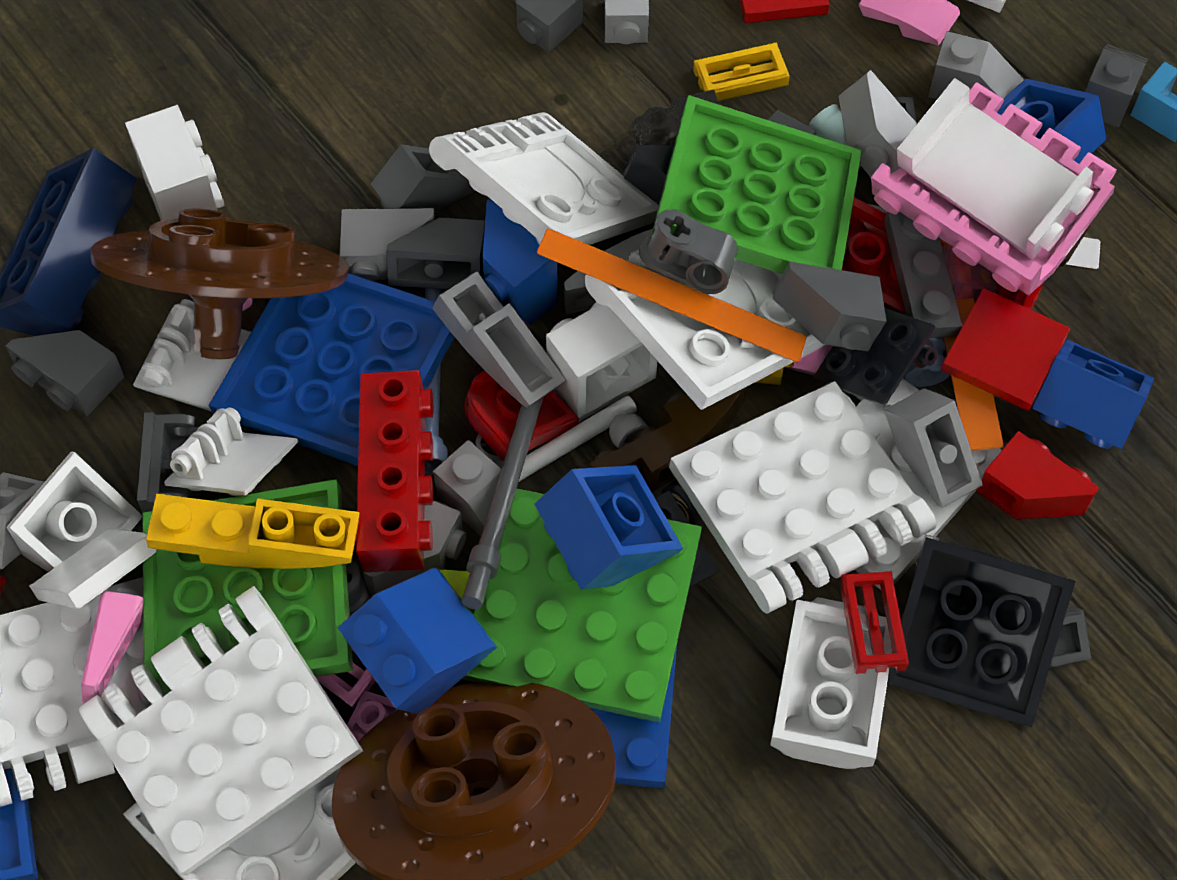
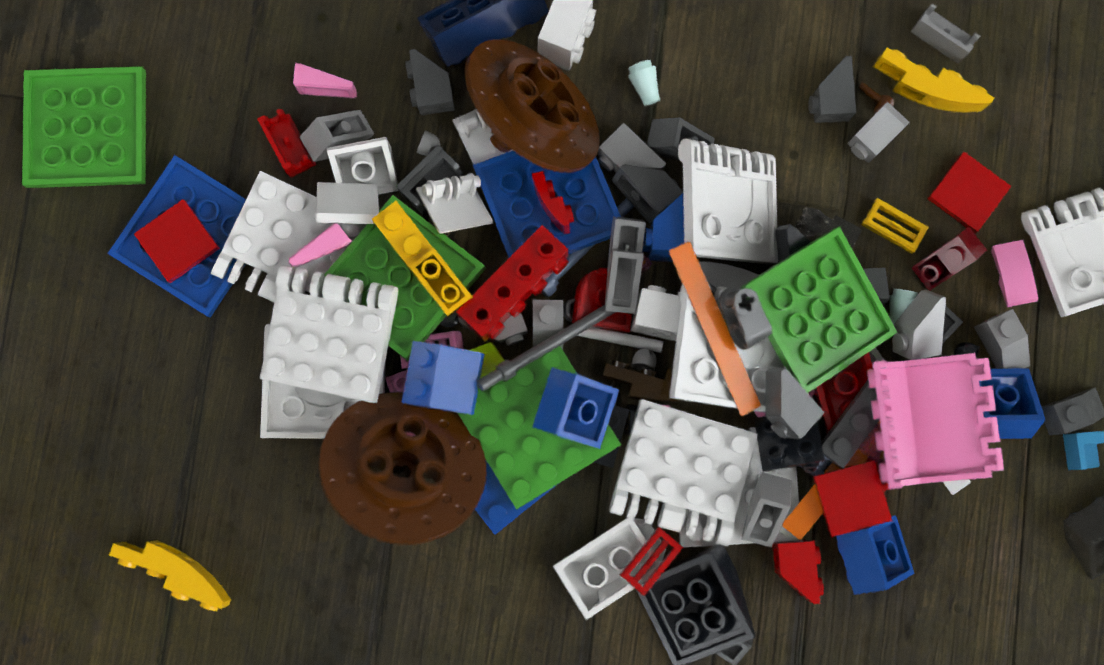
camera: 40 degrees right, 20 degrees up
(126, 433) = (428, 143): none -> light grey hinge
(320, 159) = (645, 81): none -> light aqua cone
(347, 356) = (555, 208): none -> red slope
(830, 51) = (949, 259): none -> dark red slope
(992, 173) = (942, 413): white panel -> none

